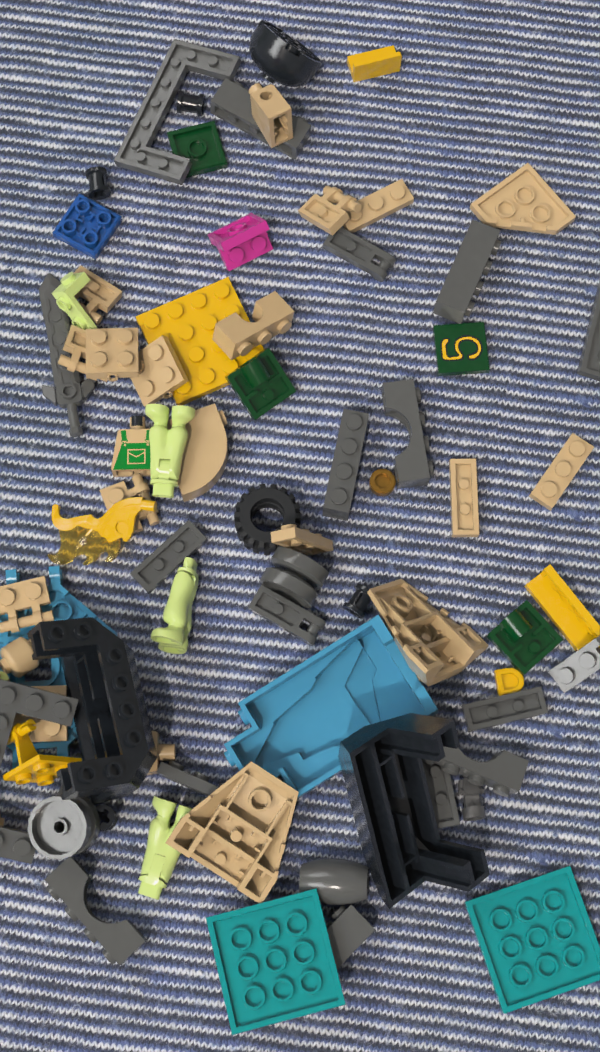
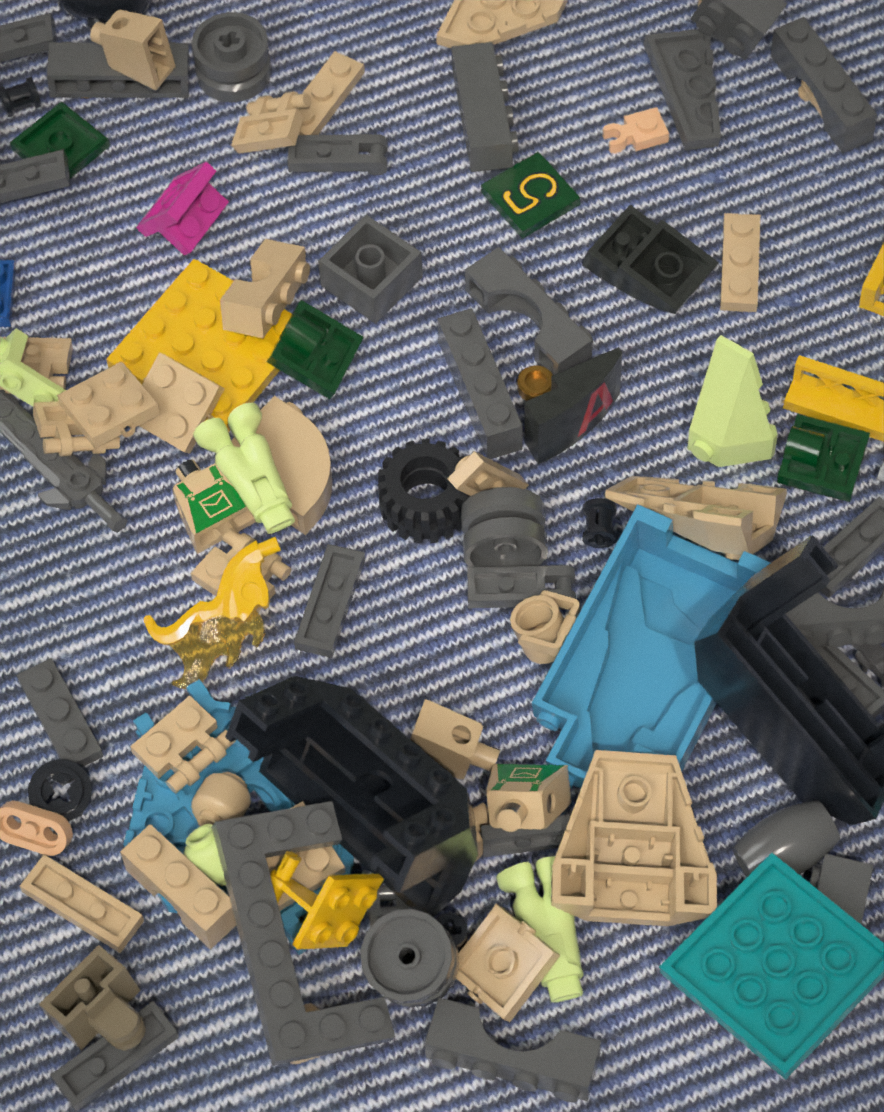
camera: 25 degrees left, 15 degrees down
(122, 855) = (504, 963): none -> tan plate
(171, 685) = (452, 740): none -> tan torso
(178, 610) = (395, 672): yellowish green piece -> none
(197, 760) = (527, 795): none -> tan torso
(279, 653) = (542, 626): none -> tan piece
(327, 347) = (370, 268): none -> dark grey brick
(333, 148) = (231, 57): none -> dark grey wheel
(391, 516) = (573, 406): none -> pearl dark grey slope
(464, 498) = (646, 347): tan plate -> none
(479, 581) = (730, 415): none -> yellowish green wedge
(504, 440) = (649, 261): none -> pearl dark grey slope
(508, 681) = (835, 515): yellow tile -> none
(559, 343) = (639, 129): none -> light nougat plate

